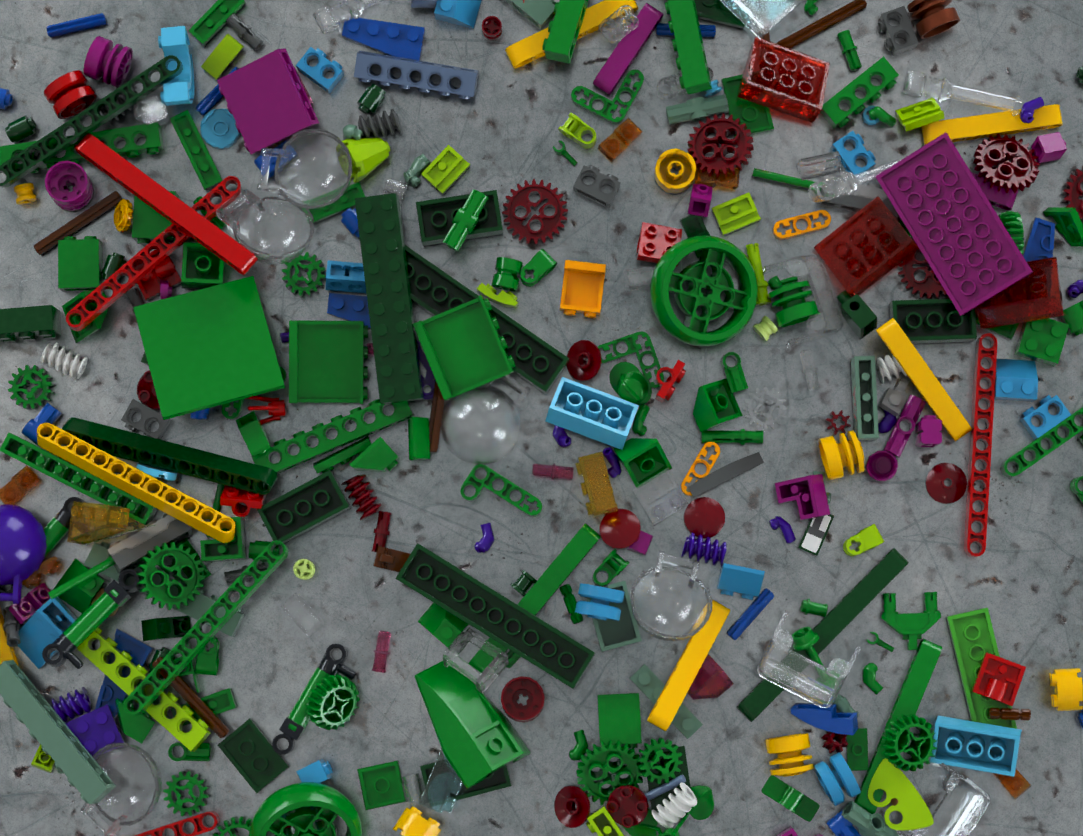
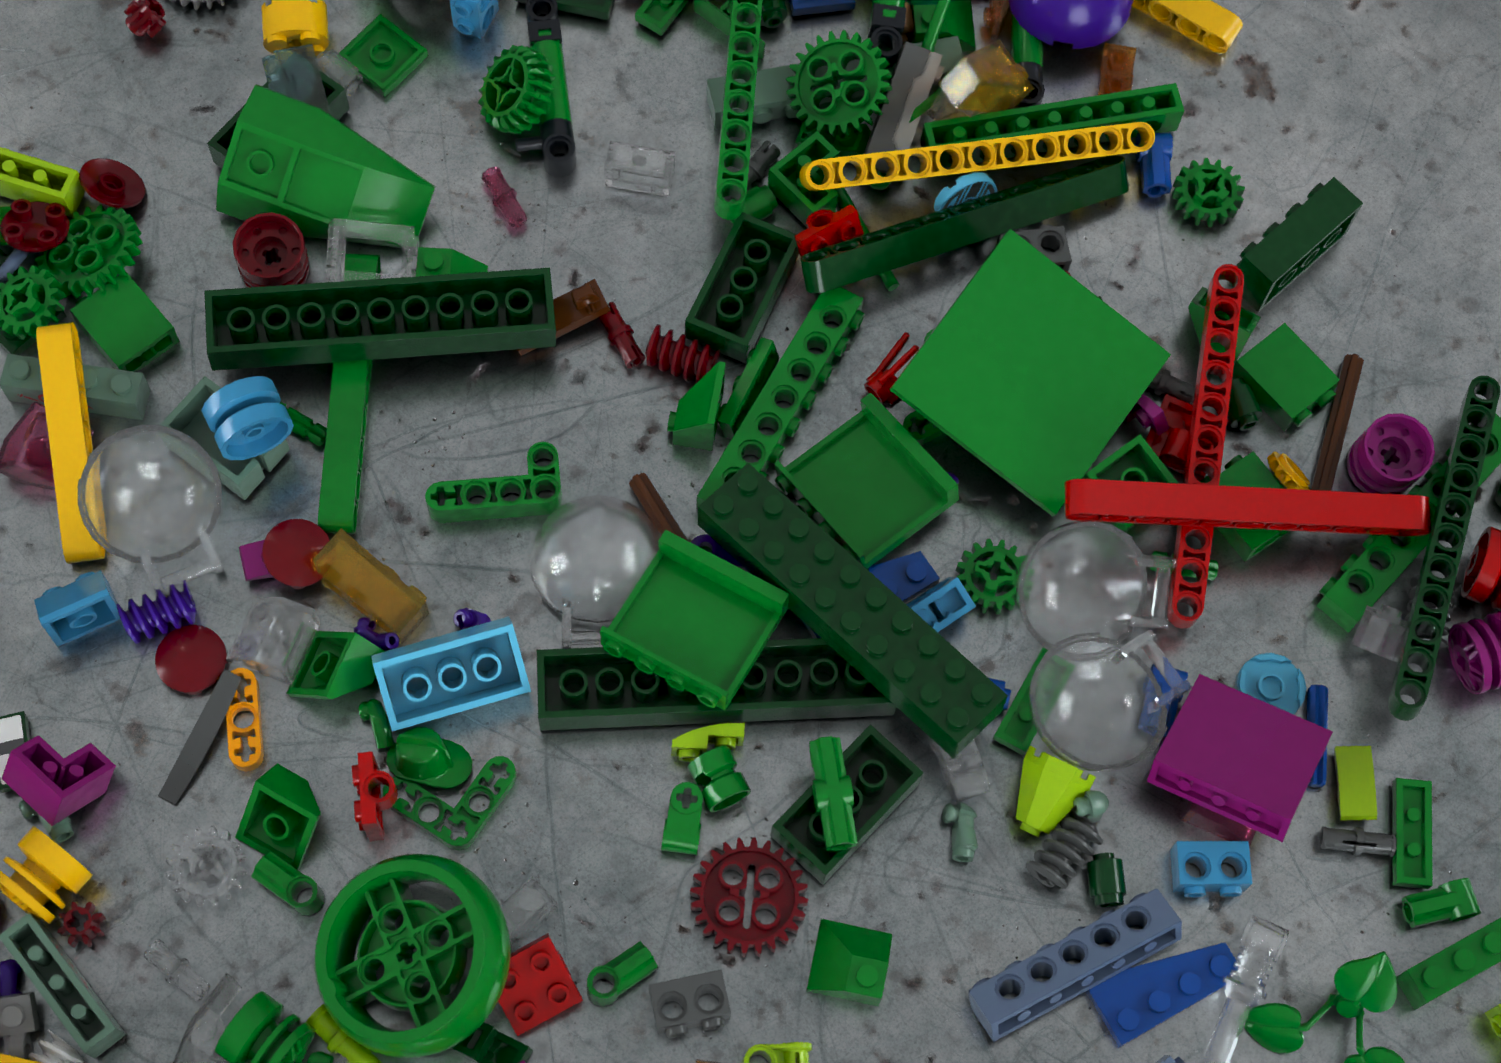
camera: 130 degrees right, 15 degrees down
(25, 193) = (1434, 412): yellow wheel -> none
(63, 361) = (1197, 247): white piece -> none
(165, 628) = (798, 29): dark green slope -> none
(181, 88) = (1368, 685): medium azure brick -> none
(196, 150) = (1275, 632): green plate -> none
(208, 660) = (712, 44): green piece -> none
(253, 434) = (883, 325): green slope -> none
(304, 569) = (685, 215): yellowish green wheel -> none
(418, 438) = (664, 475): green panel -> none
(445, 169) = (922, 862): lime plate -> none
(487, 539) = (472, 422): dark purple arm -> none
(512, 151) = (850, 962): none -> green slope
(523, 583) = (381, 401): dark green bush -> none
(553, 471) = (450, 567): clear pink axle -> none
(563, 152) = (772, 1018): green hand -> none
(578, 358) = (518, 741): dark red dish -> none
(581, 746) = (152, 261): green arm -> none
(582, 288) = (596, 840): light orange panel -> none
(610, 567) = (274, 502): green piece -> none
(615, 221) = (622, 972): none -> green piece
(732, 436) = (222, 797): green pin -> none
(750, 614) = (34, 578): blue axle -> none
(765, 328) = (286, 981): yellowish green wheel -> none
(779, 522) = (62, 725): dark purple arm -> none

